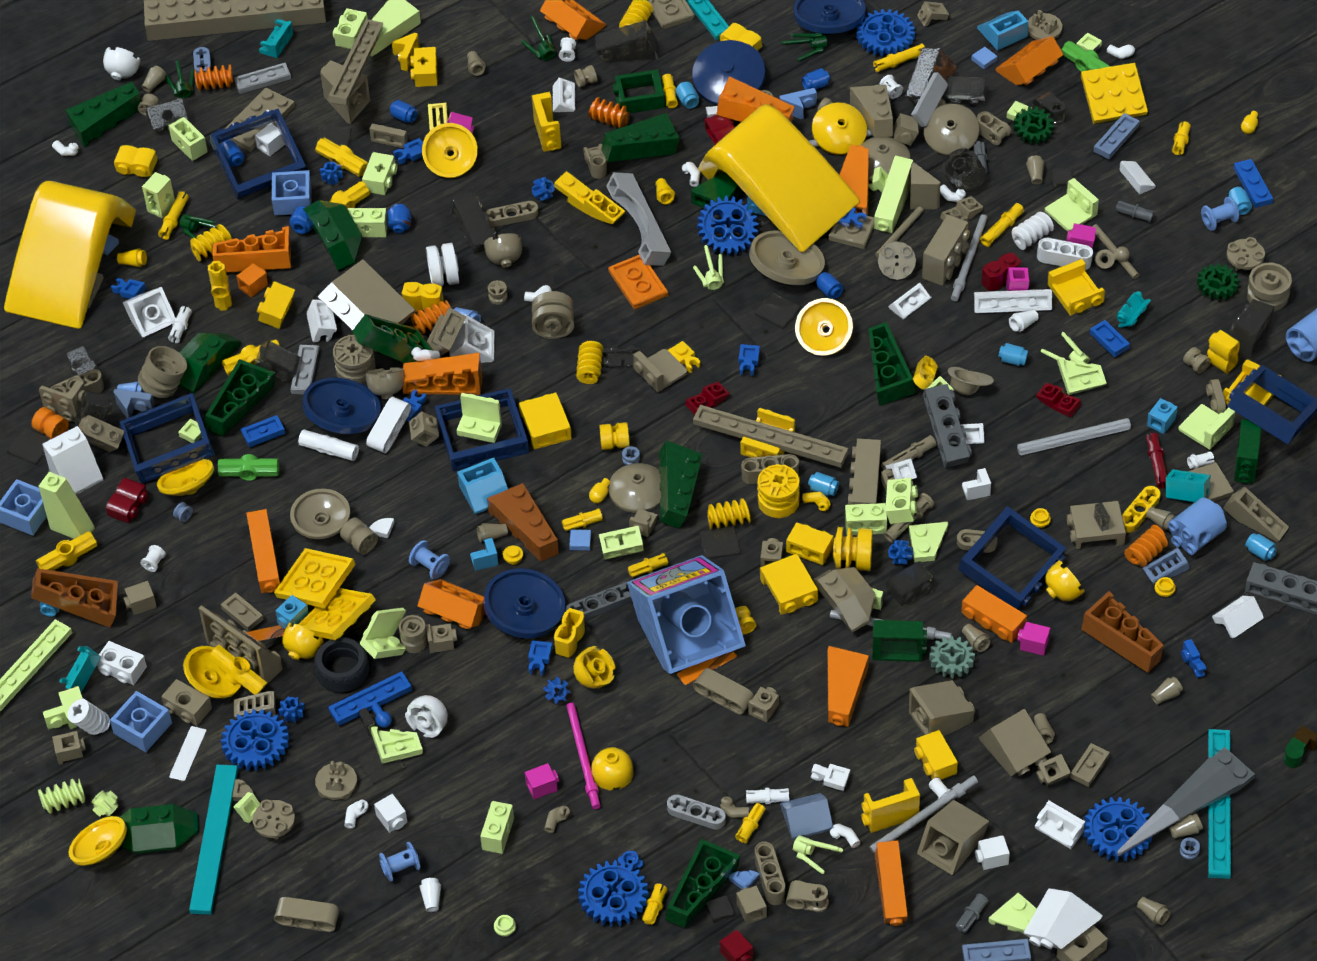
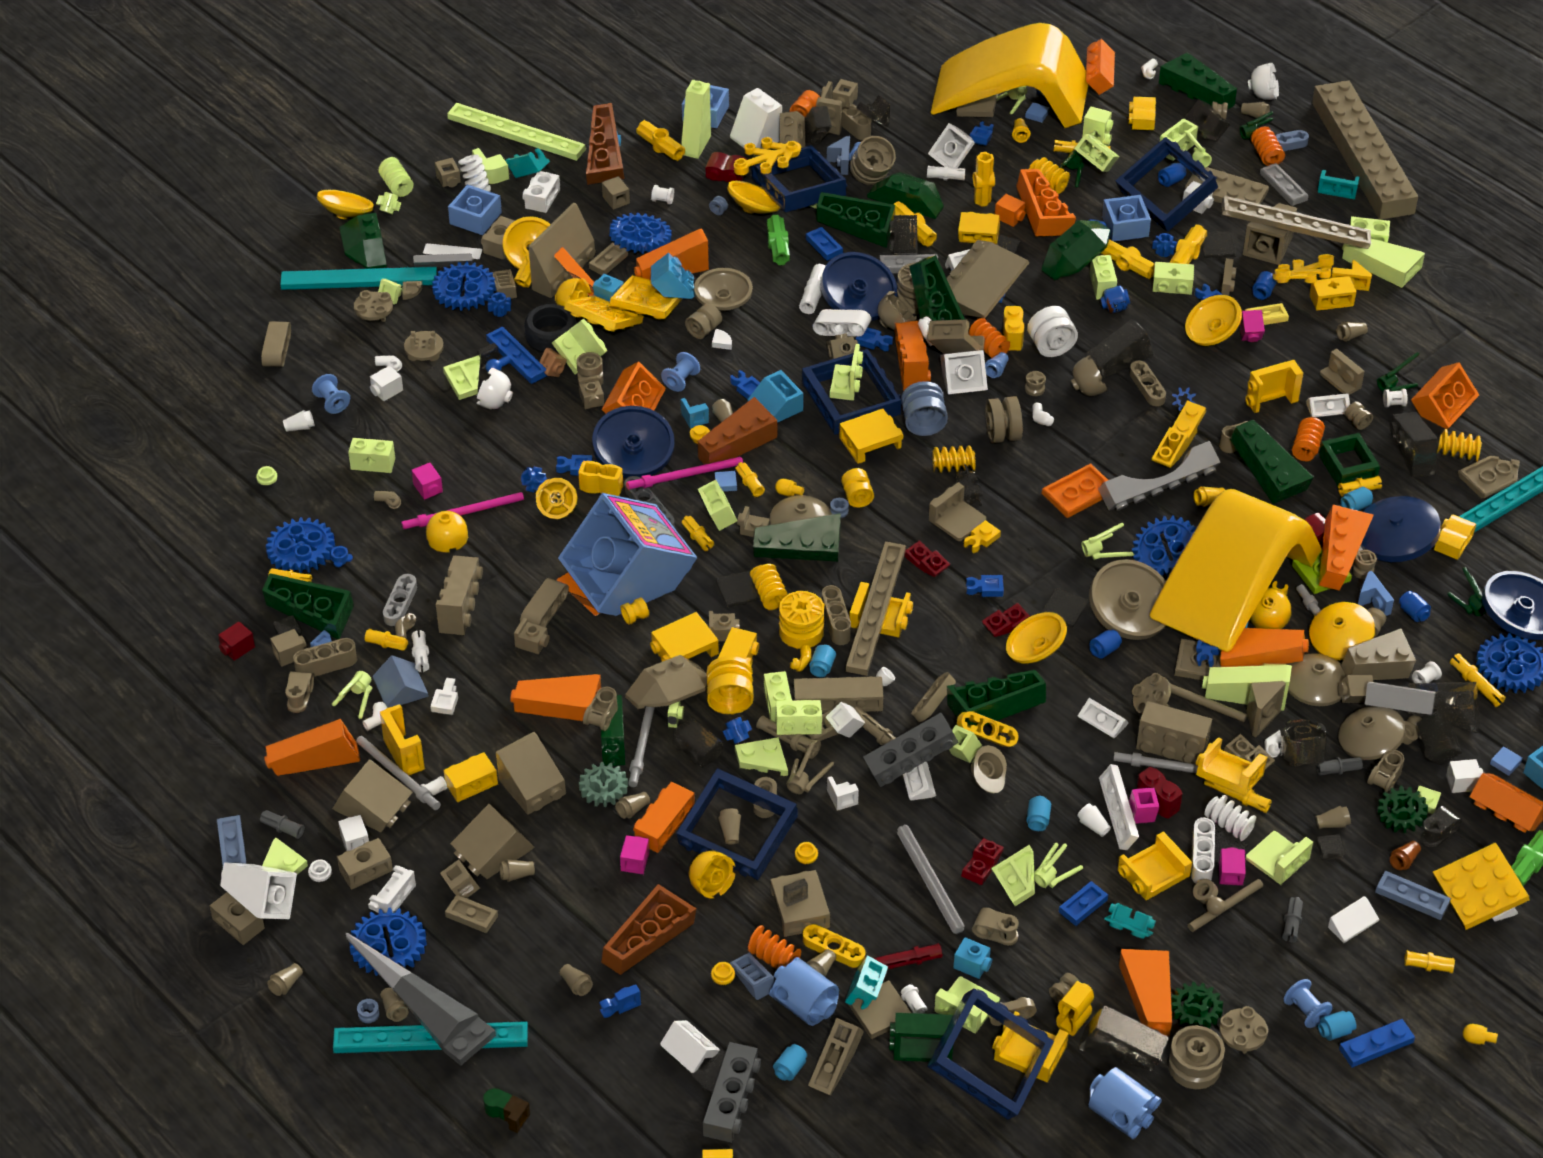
camera: 80 degrees right, 5 degrees down
(39, 176) = (1100, 66): none -> orange brick
(57, 379) = (846, 97): none -> dark tan brick
(135, 453) = (789, 150): none -> yellow plant
(194, 199) = (1096, 152): none -> yellowish green brick
(210, 756) = (442, 260): none -> light grey tile
(211, 580) = (640, 232): none -> blue gear
(219, 123) = (1199, 153): none -> yellowish green plant
(300, 551) = (671, 278): none -> dark azure slope
(392, 665) = (552, 362): none -> medium nougat bracket
(403, 90) = (1325, 262): none -> yellow plant
(457, 509) = (744, 385): none -> blue plate
(525, 371) = (924, 408): none -> sand blue wheel
(533, 76) = (1343, 373): none -> dark tan bracket
(579, 594) = (648, 480): none -> dark pink bar
(704, 757) = (458, 595): none -> dark tan wedge
(789, 350) = (1005, 622): none -> dark red slope
(847, 442) = (887, 676): none -> white hinge
(885, 409) = (933, 697): none -> dark tan beam
(899, 631) = (601, 708): none -> dark tan piece
(961, 514) = (798, 781): none -> dark tan plant
(989, 218) = (1229, 769): none -> yellow panel
(1001, 83) = (1463, 775): none -> white brick
(1023, 554) = (730, 825): none -> dark tan cone
(1027, 856) = (365, 863): none -> dark tan brick
(1029, 878) = (319, 870): none -> white plate
(1077, 133) = (1405, 855): none -> dark orange cone
(1130, 396) = (994, 926): none -> dark tan piece
(1201, 307) = (1149, 986): none -> orange slope

